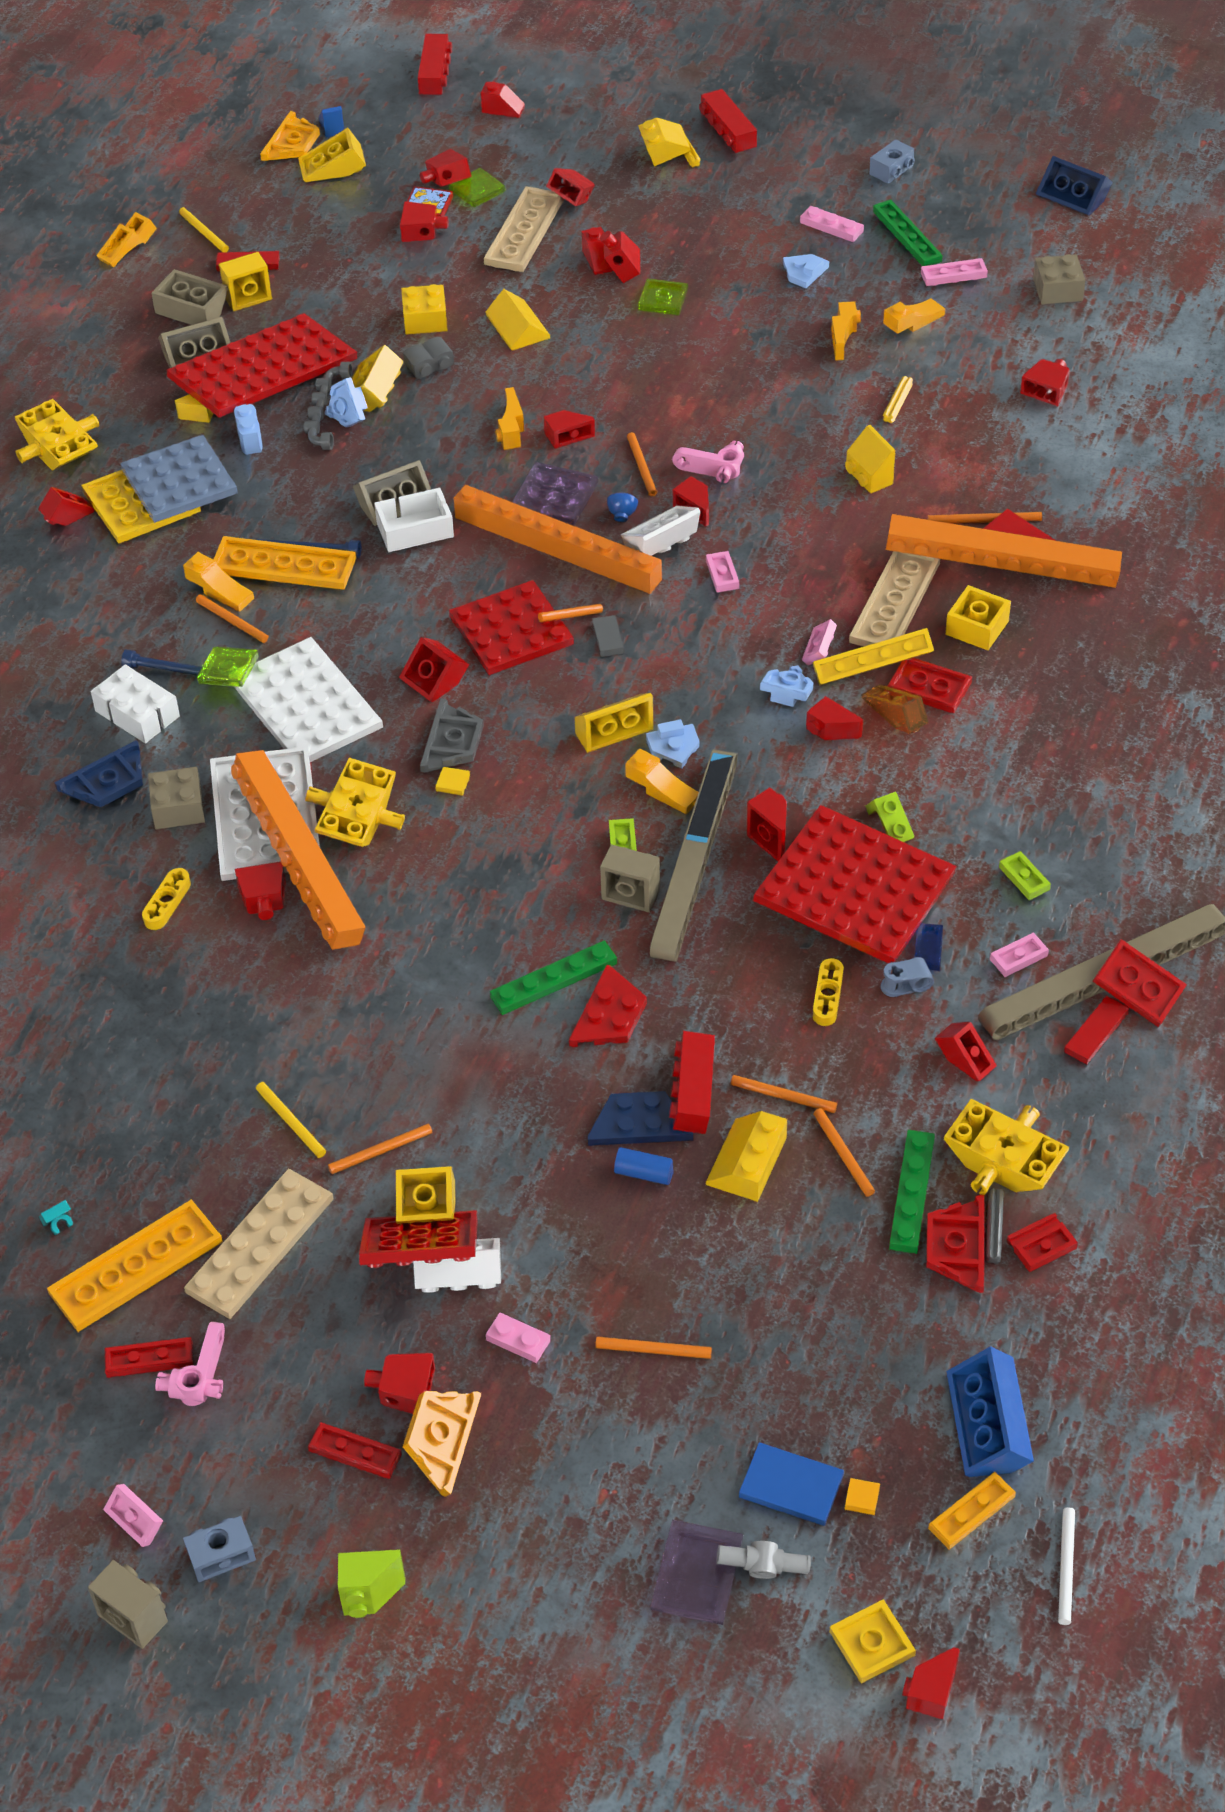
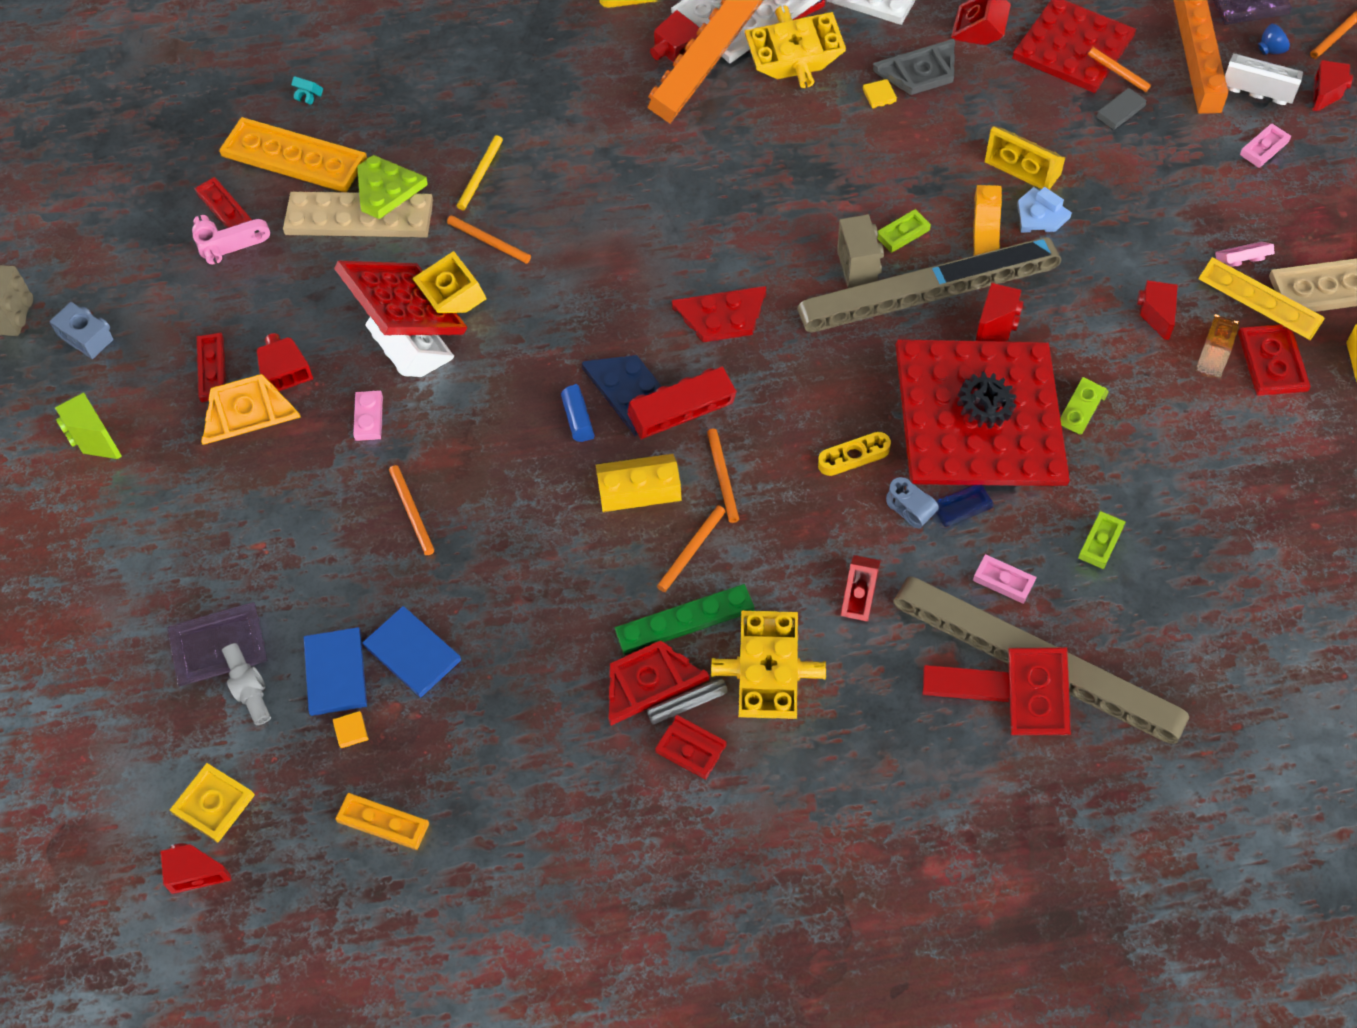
camera: 60 degrees right, 10 degrees up
(133, 1515) = (89, 260): bright pink plate -> none
(250, 1199) = (386, 185): none -> lime plate
(553, 977) = (730, 259): green plate -> none
(787, 686) = (1173, 255): light blue plate -> none
(810, 1412) = (412, 651): none -> blue tile
(859, 867) = (986, 400): none -> black gear
(989, 1414) = (481, 789): blue slope -> none
(1066, 1567) = (365, 924): white bar -> none

